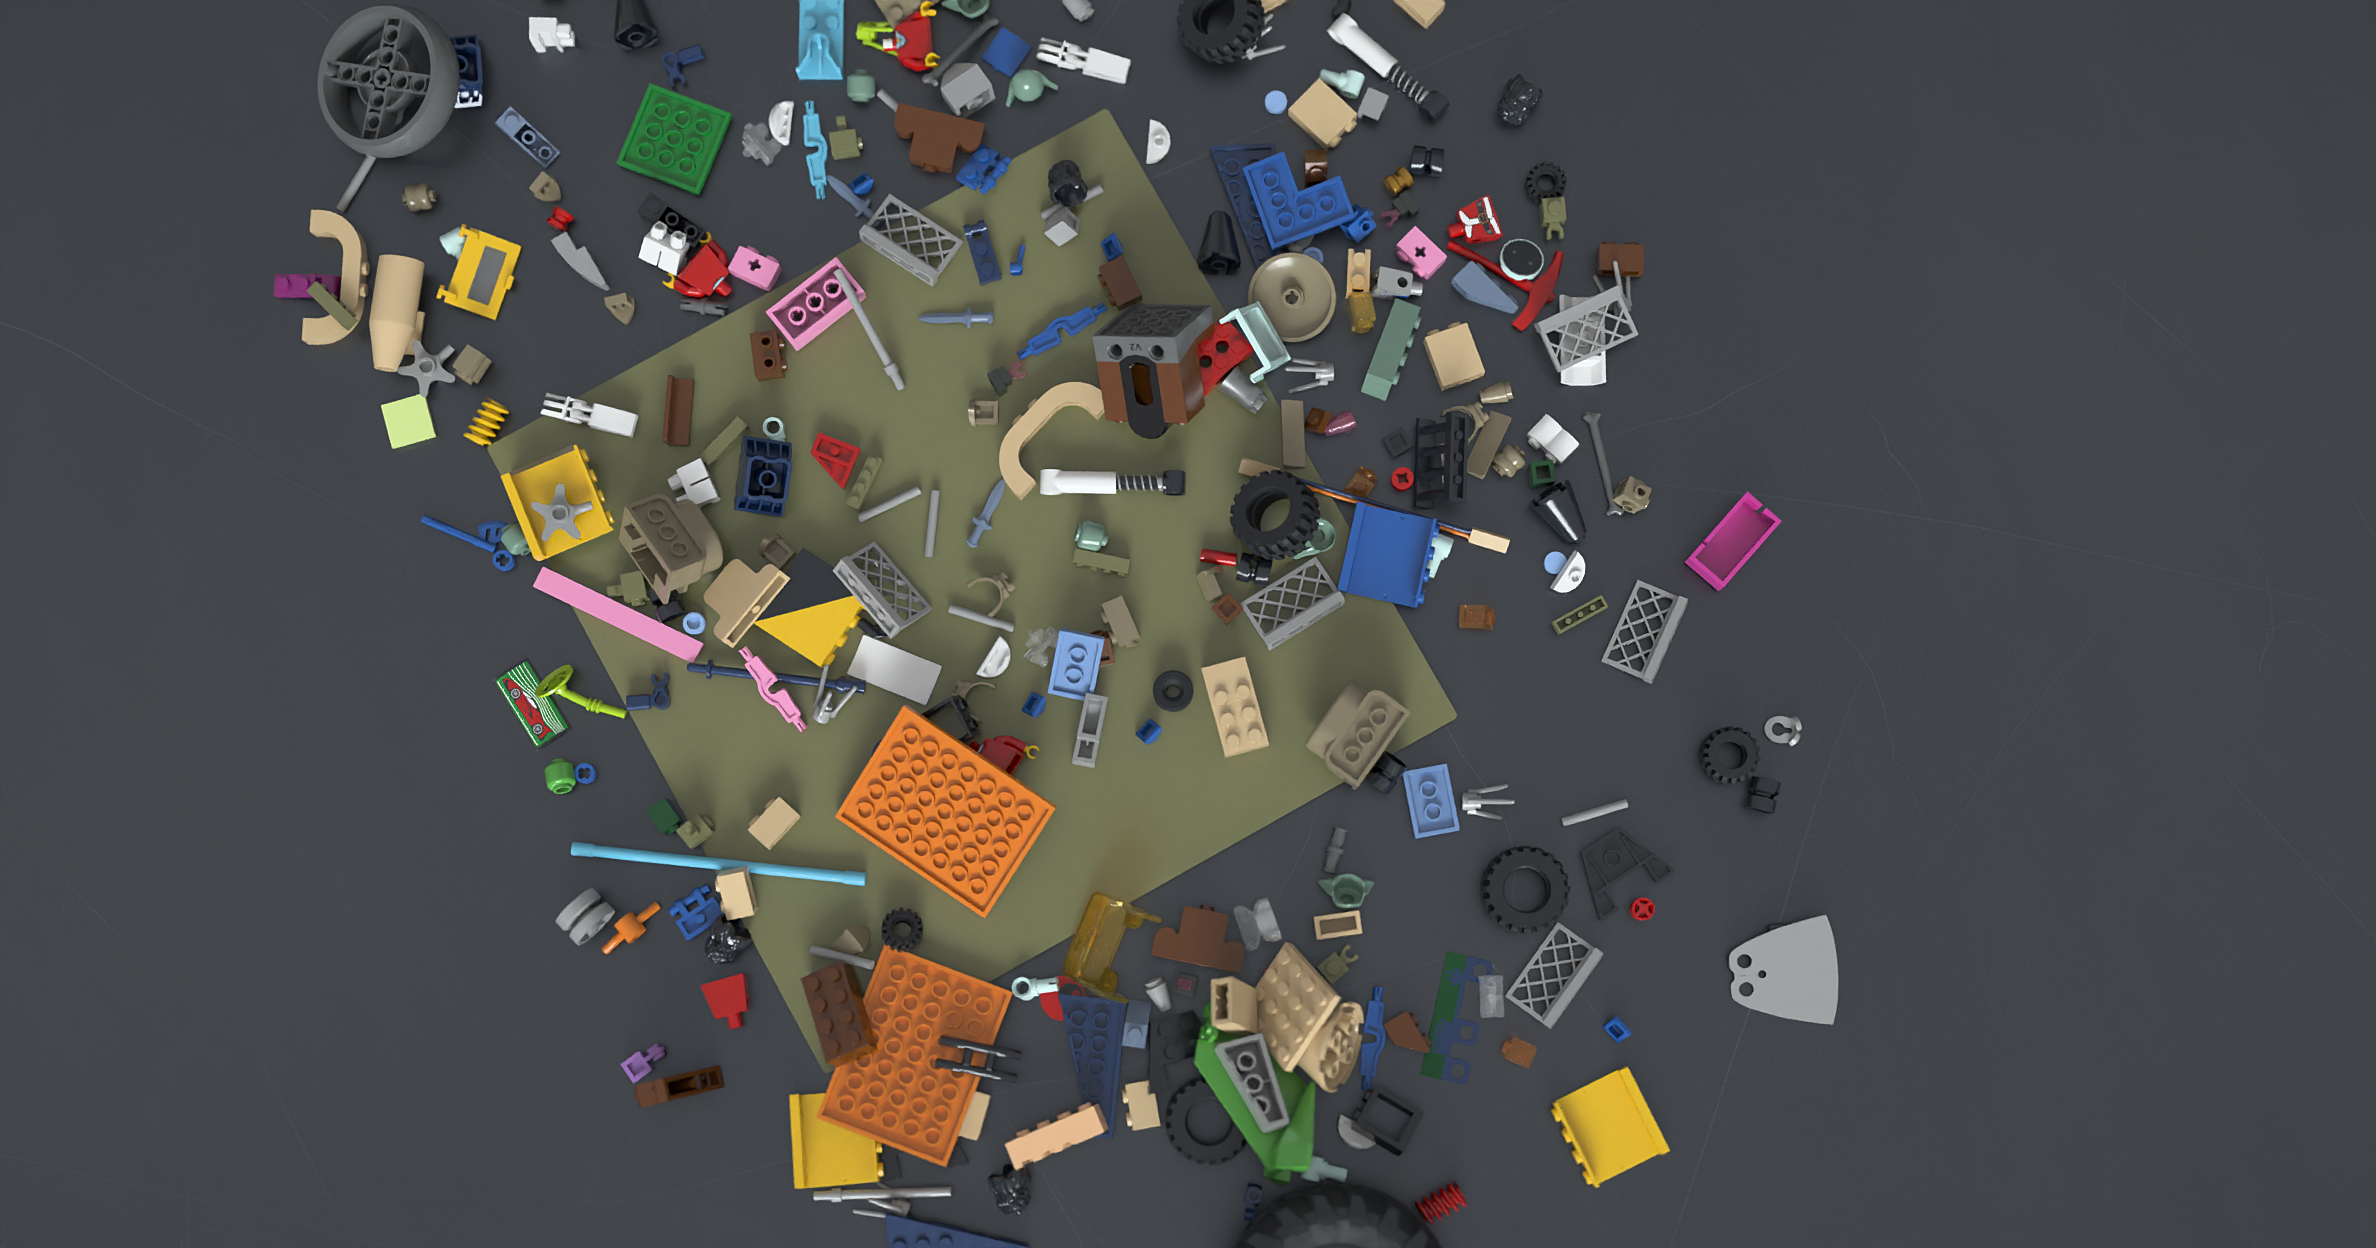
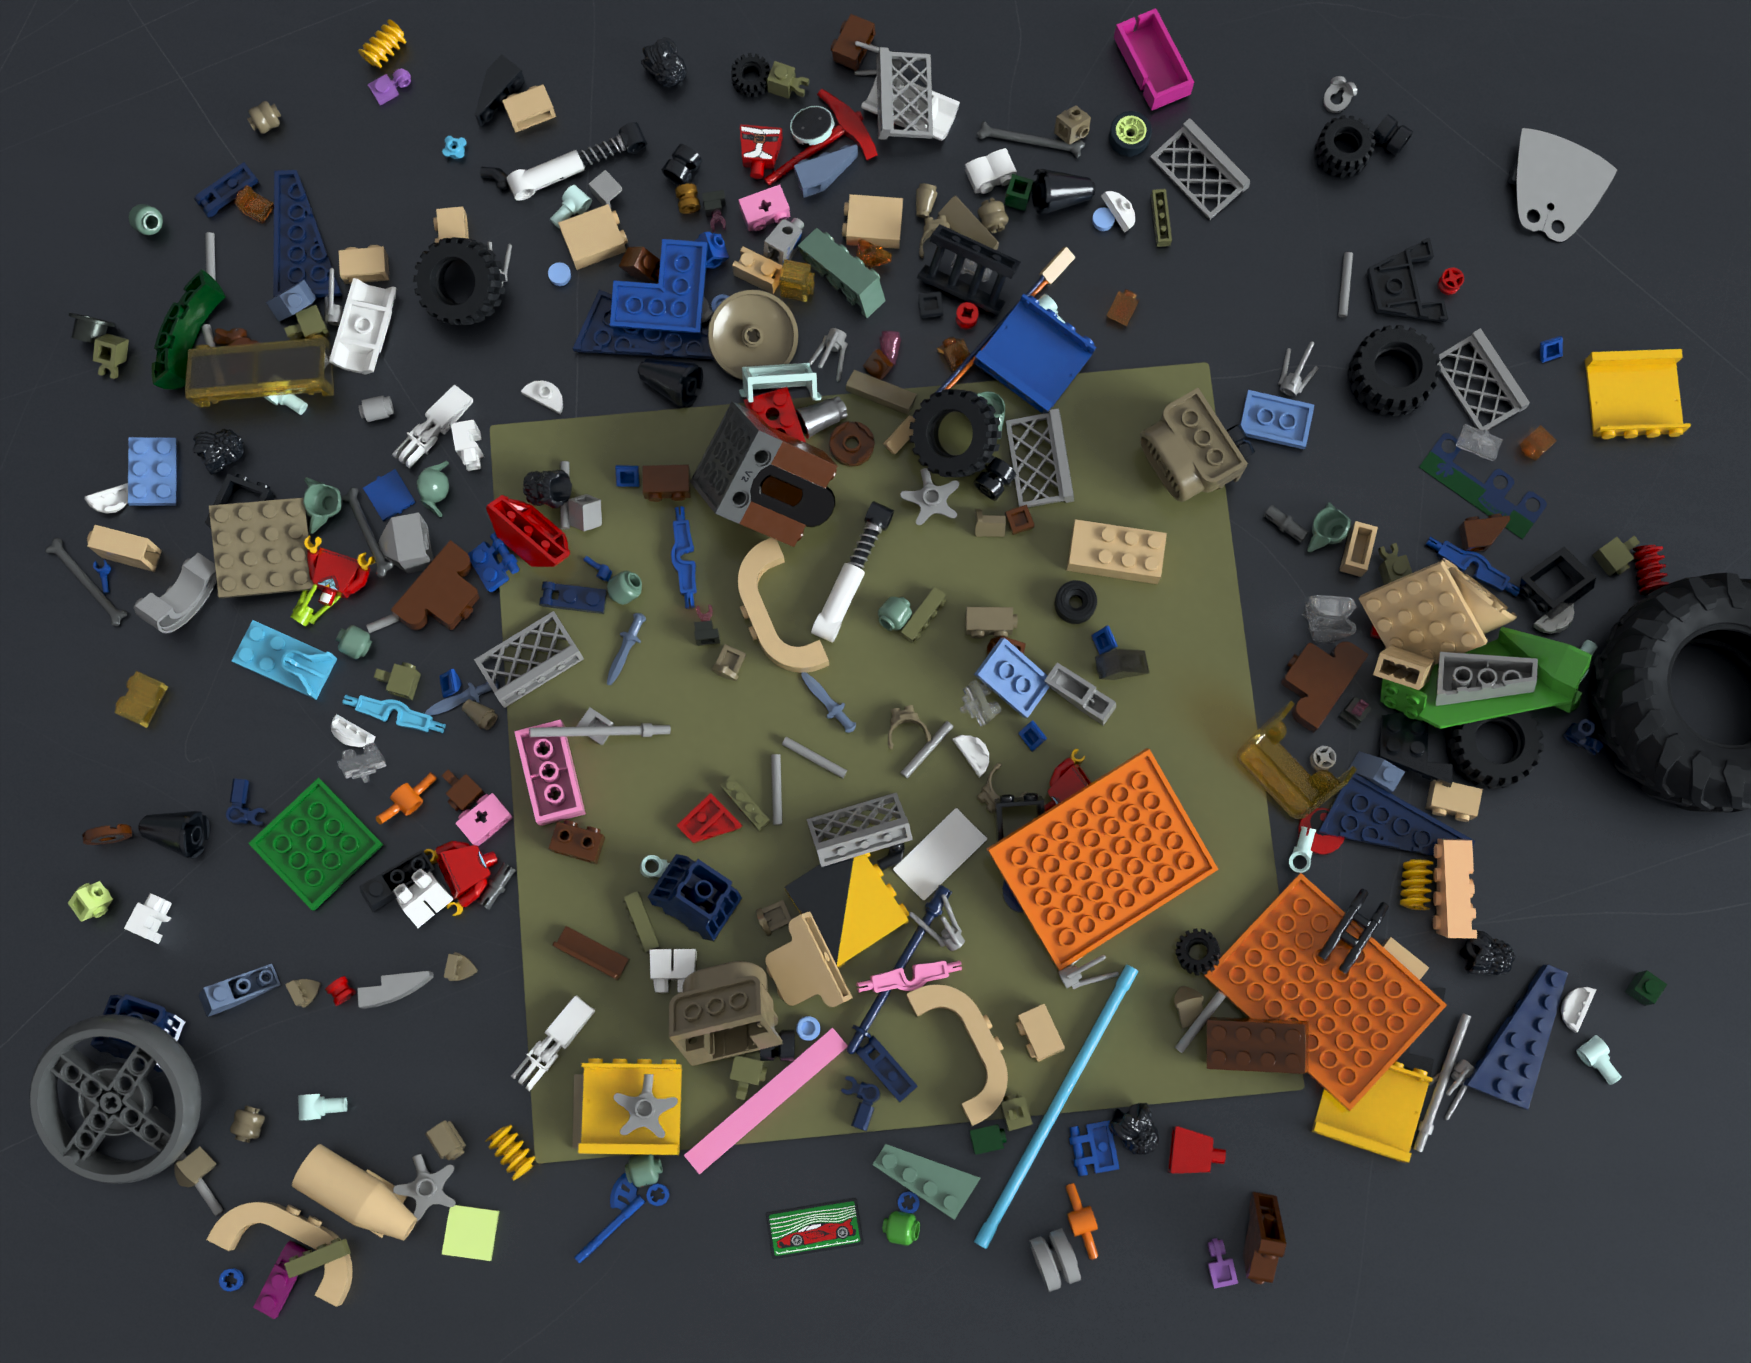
camera: 70 degrees left, 5 degrees down
(285, 241) = (237, 1275): none -> blue bush
(366, 171) = (193, 1168): none -> dark tan tile
(481, 273) = (357, 1092): yellow piece -> none
(558, 685) = (810, 1190): lime dish -> none
(609, 780) = (932, 1181): none -> sand green wedge
(687, 705) = (887, 1069): none -> dark blue plate
(736, 893) = (1095, 1097): tan brick -> none
(744, 195) = (406, 799): none -> orange piece
(748, 773) = (987, 1047): none -> tan arch
(772, 240) = (463, 792): none -> reddish brown brick
(836, 828) = (1071, 975): none -> light grey plant
(845, 222) = (481, 715): none -> dark tan cone
(880, 322) = (593, 718): none -> light grey panel
(1008, 291) = (624, 587): none -> sand green head
(1021, 186) = (528, 532): none -> red wedge
(1049, 1101) = (1415, 884): none -> yellow piece
(1076, 96) = (464, 437): none -> white hips
(1128, 972) = (1325, 754): none -> light grey wheel
(1133, 756) = (1121, 664): none -> clear smoke slope
(1158, 992) = (1353, 739): light grey cone -> none
(1209, 521) = (931, 498): none -> light grey animal
(1218, 557) = (967, 507): red hinge -> none
(1223, 439) = (848, 456): none -> reddish brown tile
(1420, 366) = (872, 254): none -> clear orange bracket
(1438, 1165) = (1616, 555): none -> olive brick
(1653, 540) = (1139, 128): none -> wheel

